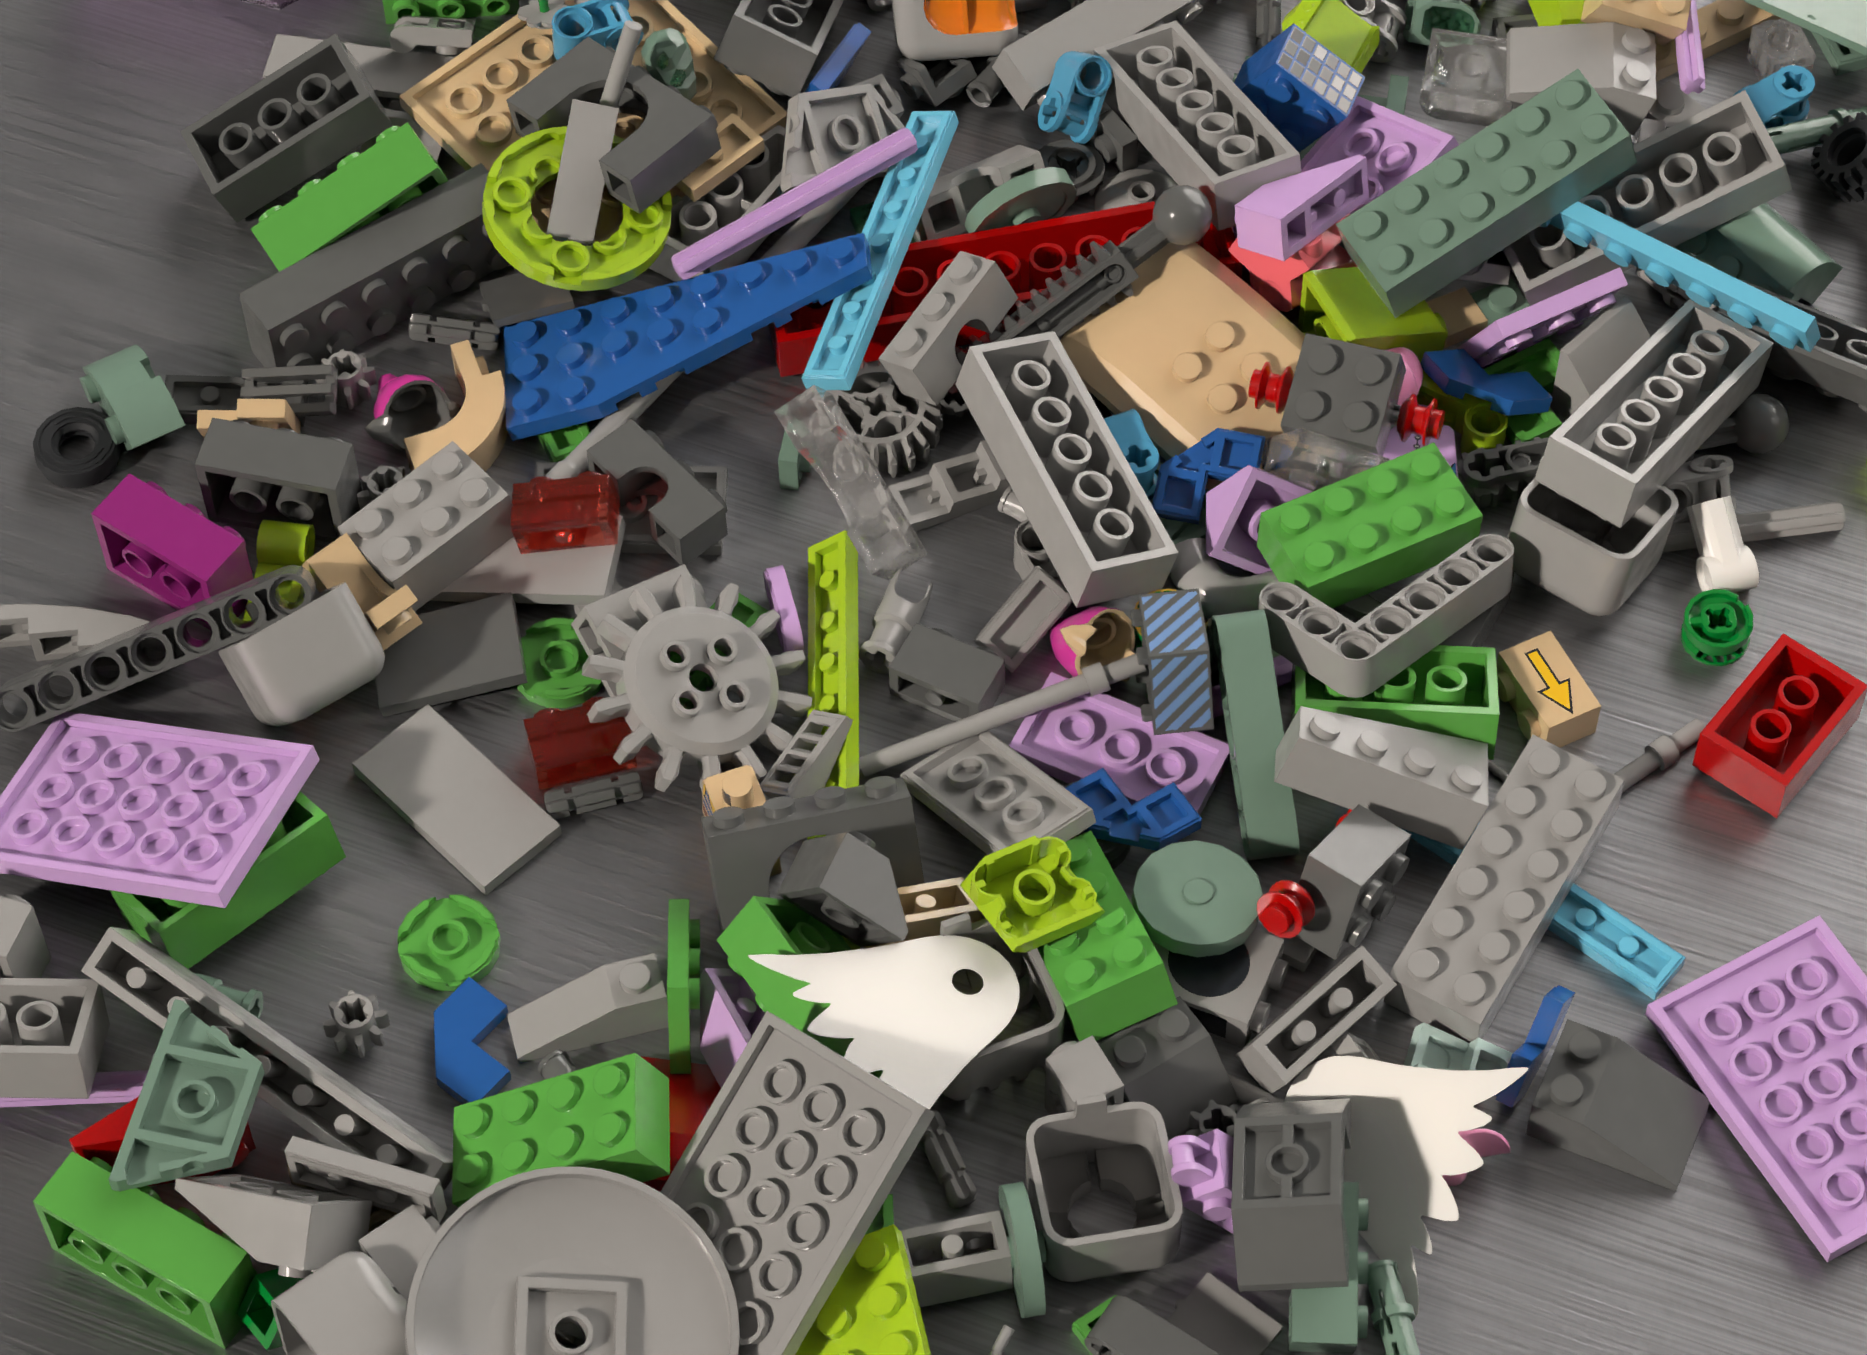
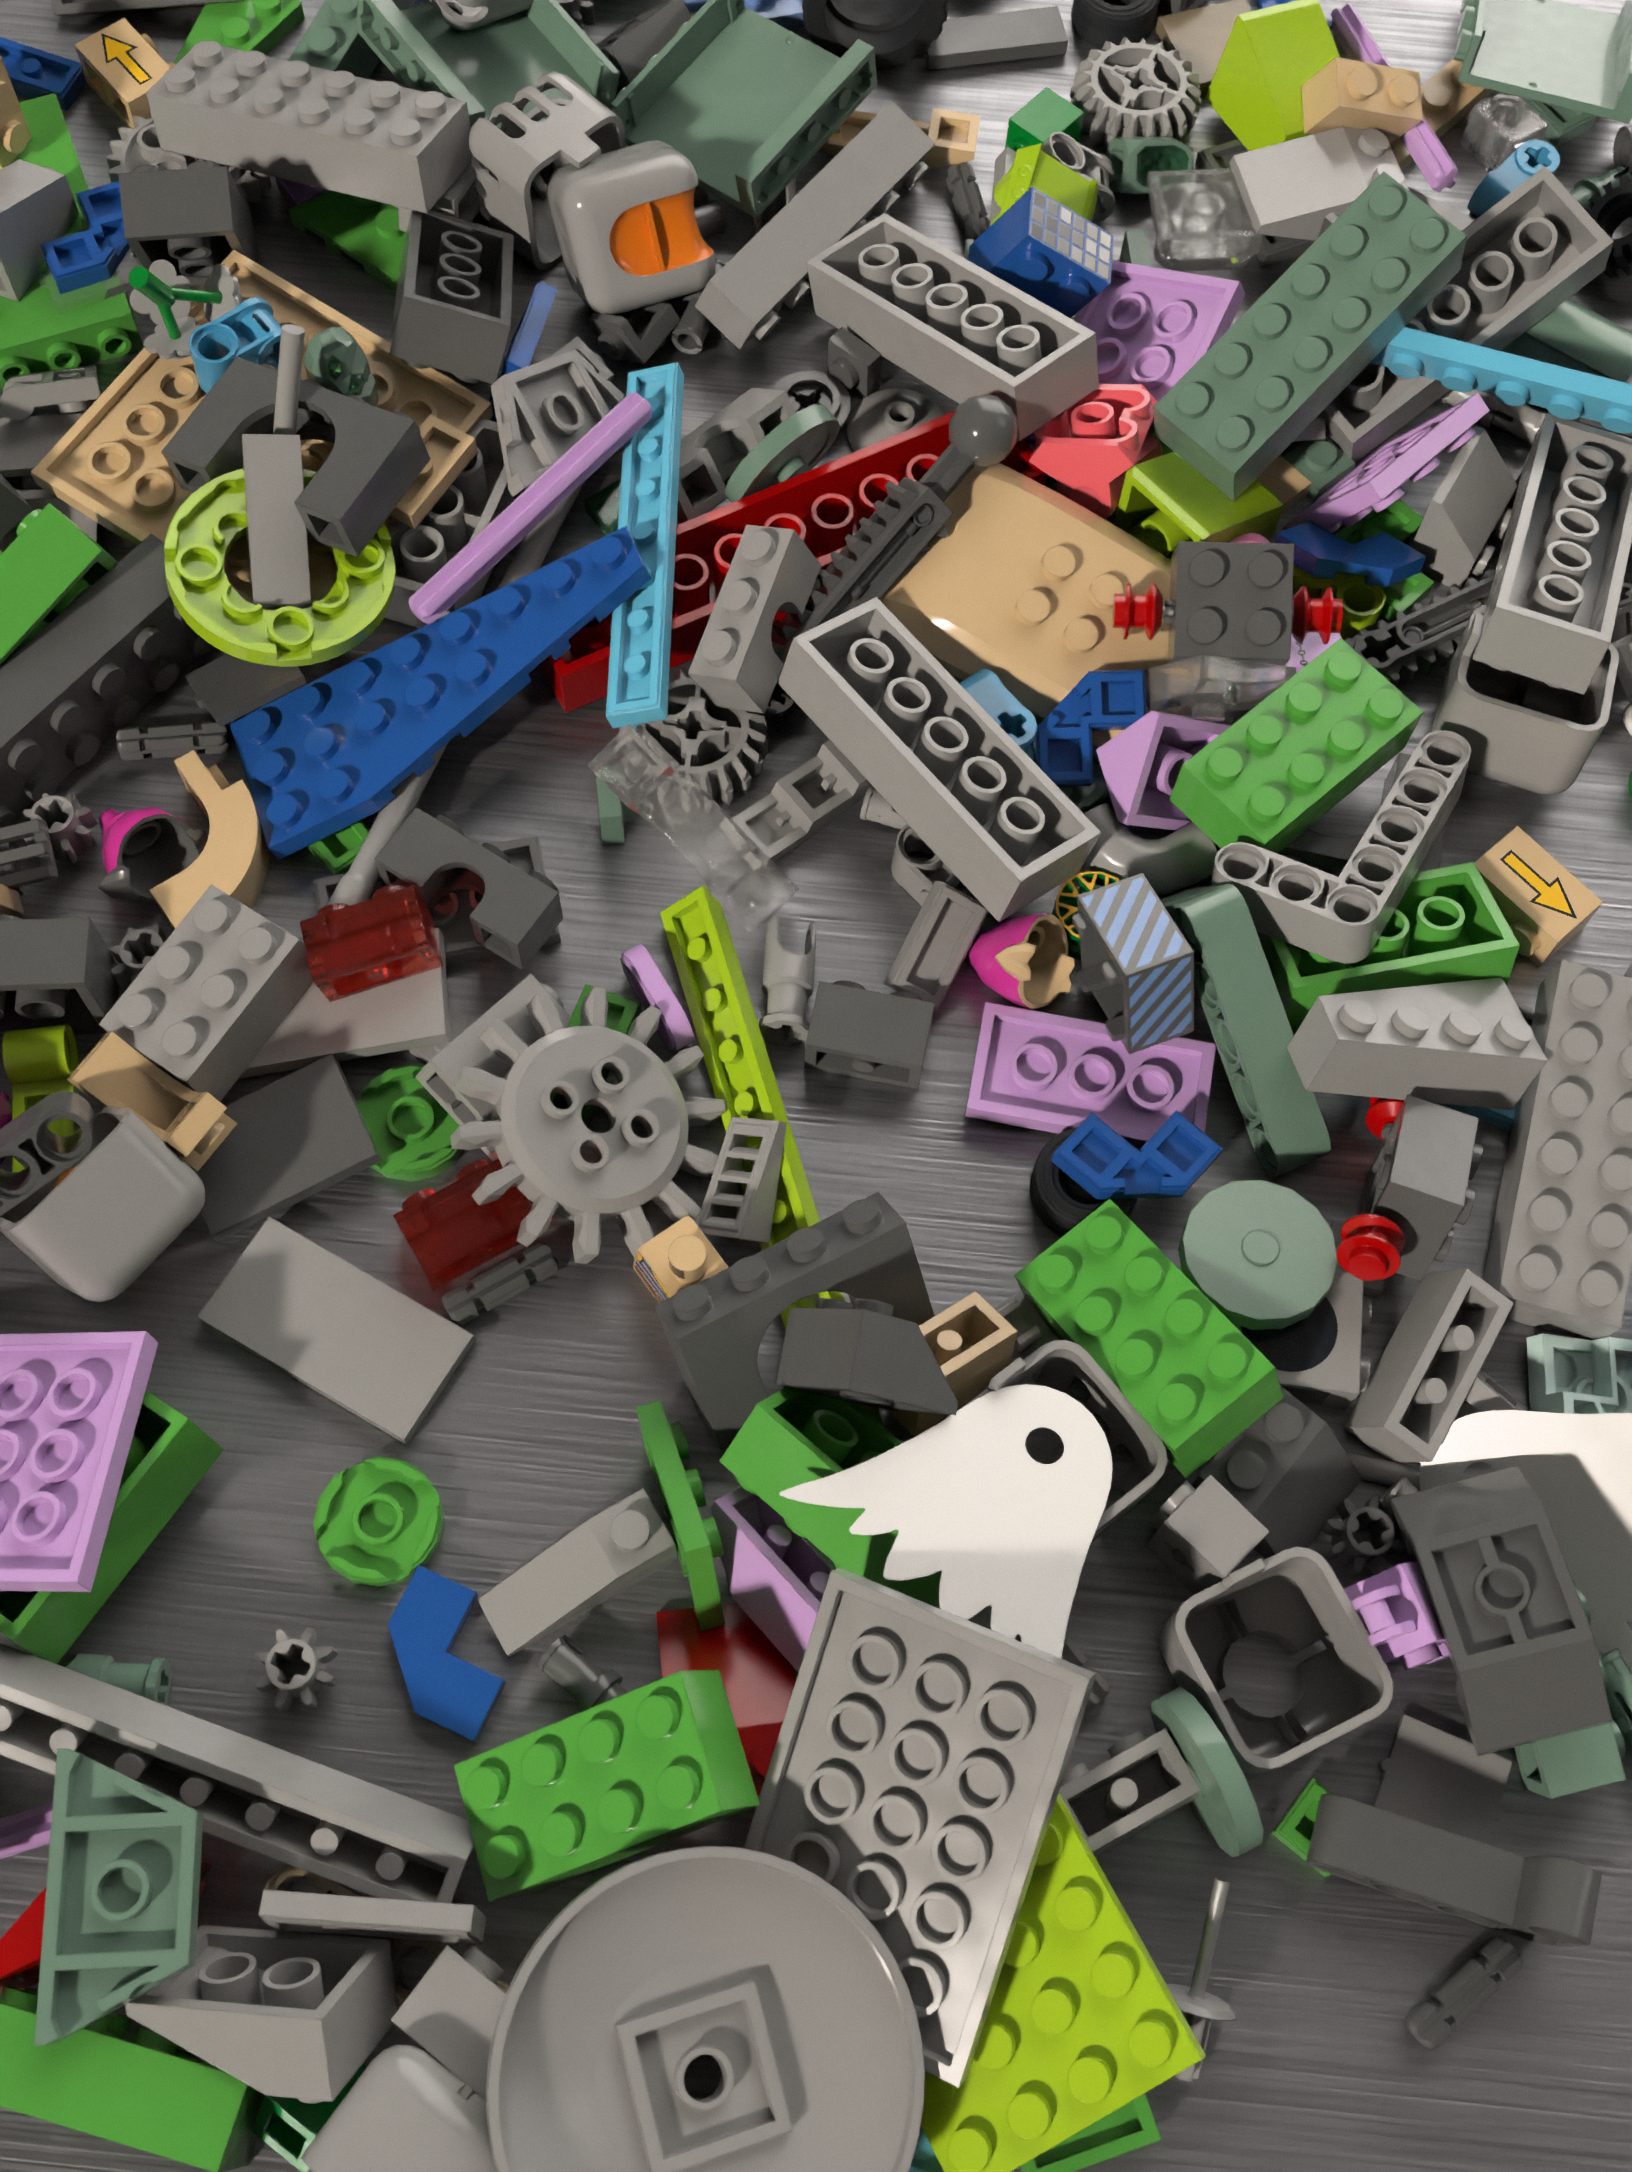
camera: 20 degrees left, 10 degrees up
(995, 794) = (984, 1181): light grey tile -> none
(1032, 893) = (1087, 1313): lime slope -> none
(1075, 98) = (801, 316): dark azure piece -> none
(1093, 680) = (1042, 1005): light grey bar -> none
(1299, 208) = (1103, 397): lavender slope -> none

